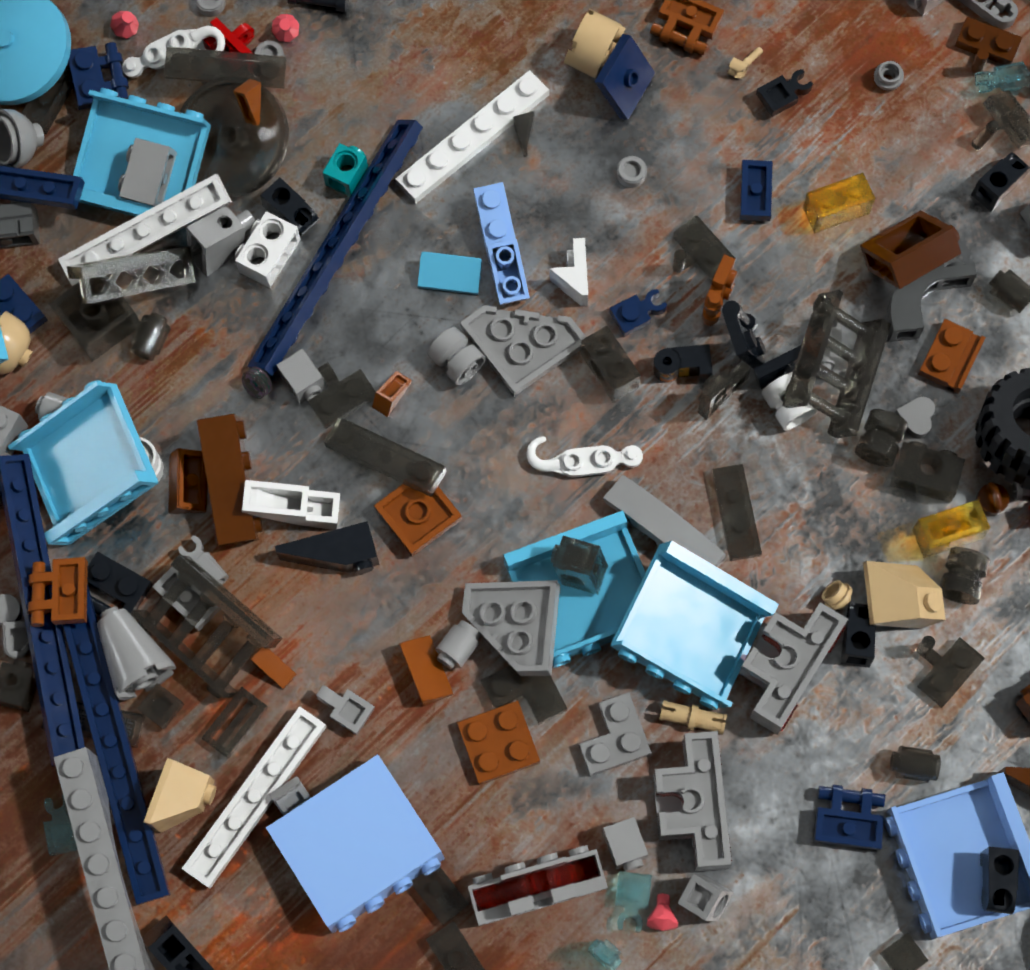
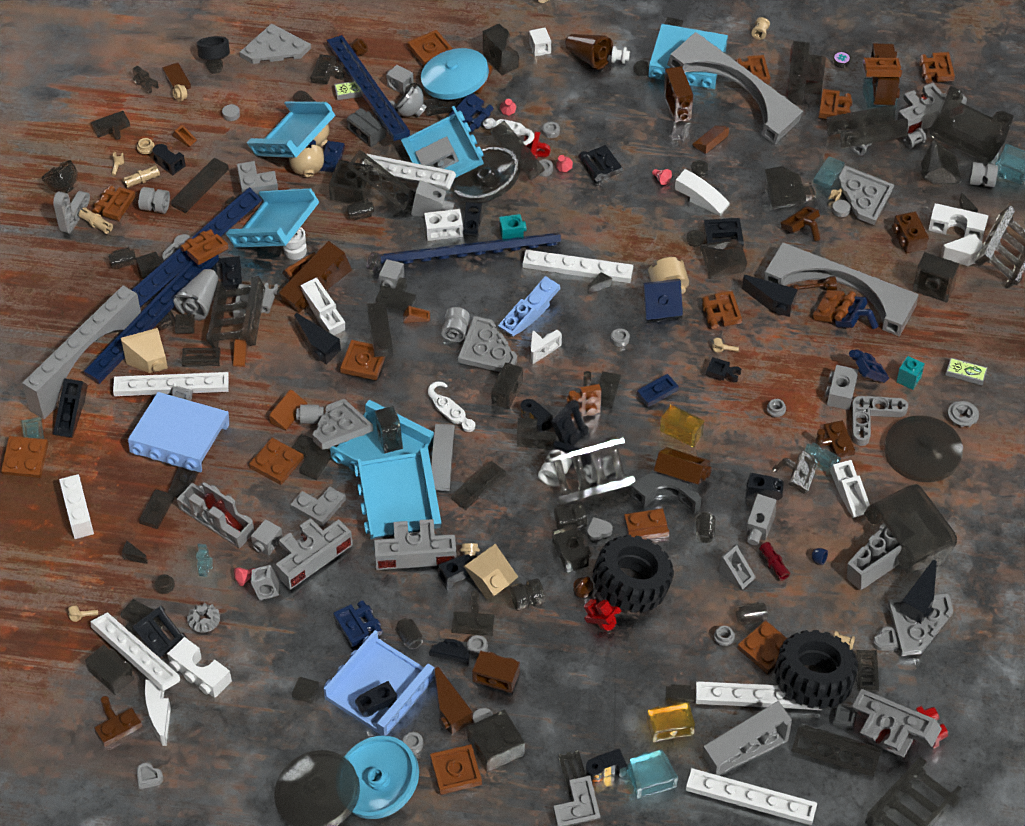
camera: 50 degrees right, 20 degrees down
(249, 100) = (506, 165): dark orange piece -> none
(348, 710) = (242, 393): light grey plate -> none
(449, 273) = (497, 299): medium azure slope -> none
(632, 894) = (243, 558): clear light blue plate -> none
(634, 314) = (546, 382): dark blue plate -> none
(693, 717) = (356, 529): tan pin -> none
(951, 528) = (549, 572): clear yellow brick -> none
(972, 728) = (450, 650): none -> black tile
(988, 691) = (476, 644): none -> light grey tile

